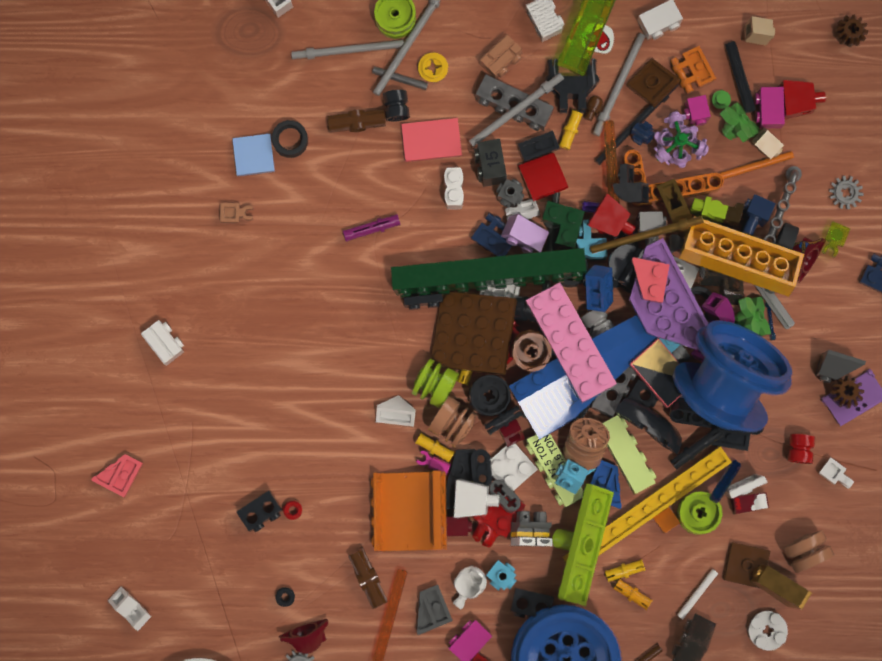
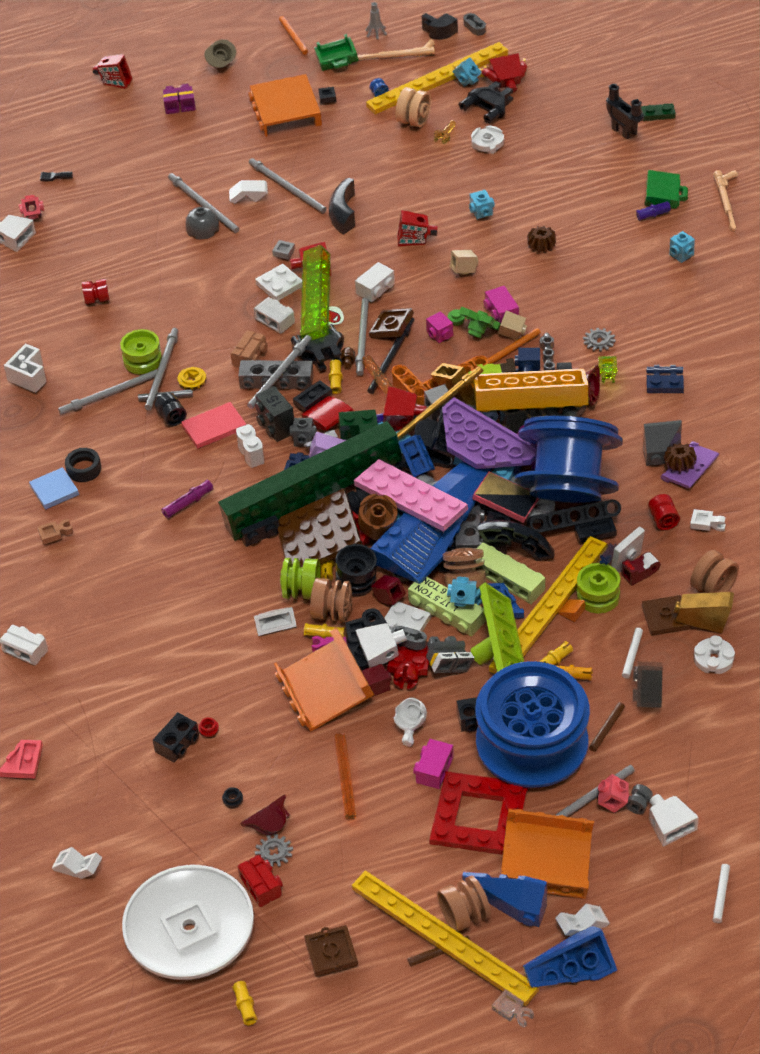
camera: 20 degrees left, 35 degrees down
(356, 121) = (139, 432): reddish brown piece -> none
(368, 579) = (308, 752): reddish brown piece -> none
(432, 610) = (384, 754): dark grey wing -> none
(499, 568) = (438, 699): medium azure brick -> none
(503, 419) = (377, 578): black pin -> none
(627, 189) = (411, 382): black brick -> none
(642, 133) = (400, 355): dark blue gear -> none
(651, 278) = (458, 424): coral wing -> none
(684, 136) = (438, 343): lavender plant -> none
(690, 452) = (565, 549): black pin -> none
(698, 67) = (424, 302): orange plate -> none
(740, 77) = (462, 295): black axle -> none
(800, 98) = (524, 291): red torso -> none

